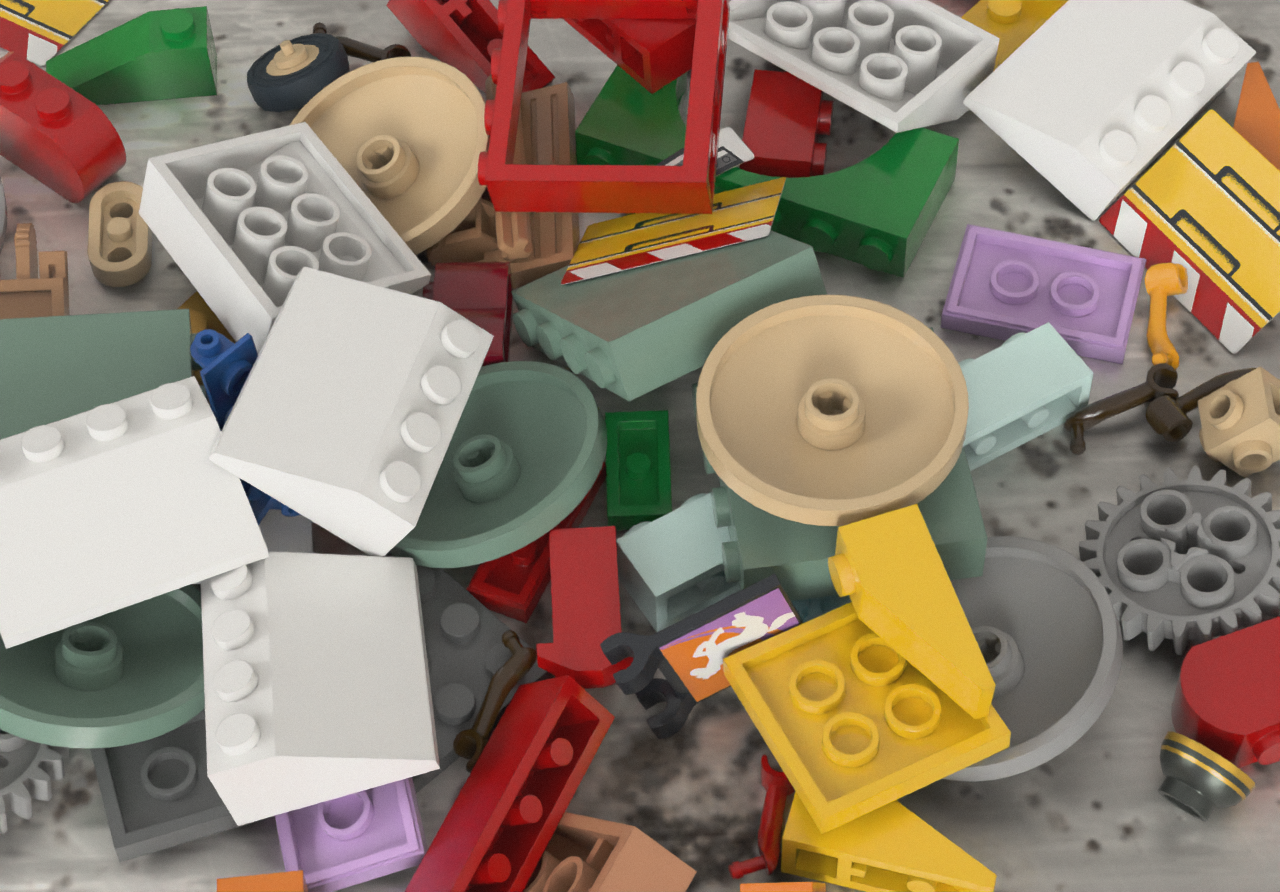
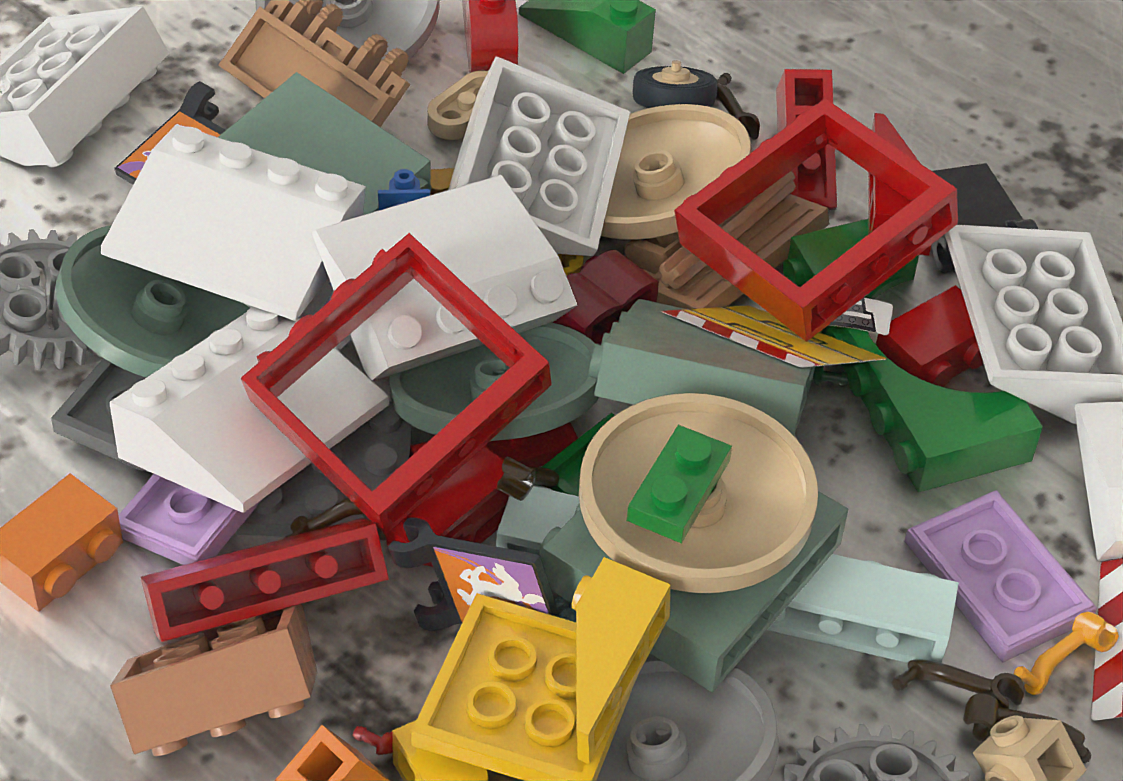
camera: 40 degrees right, 5 degrees down
(464, 410) = (454, 444): none -> red window
(636, 529) = (519, 478): none -> dark brown piece
(826, 412) = (679, 483): none -> green plate

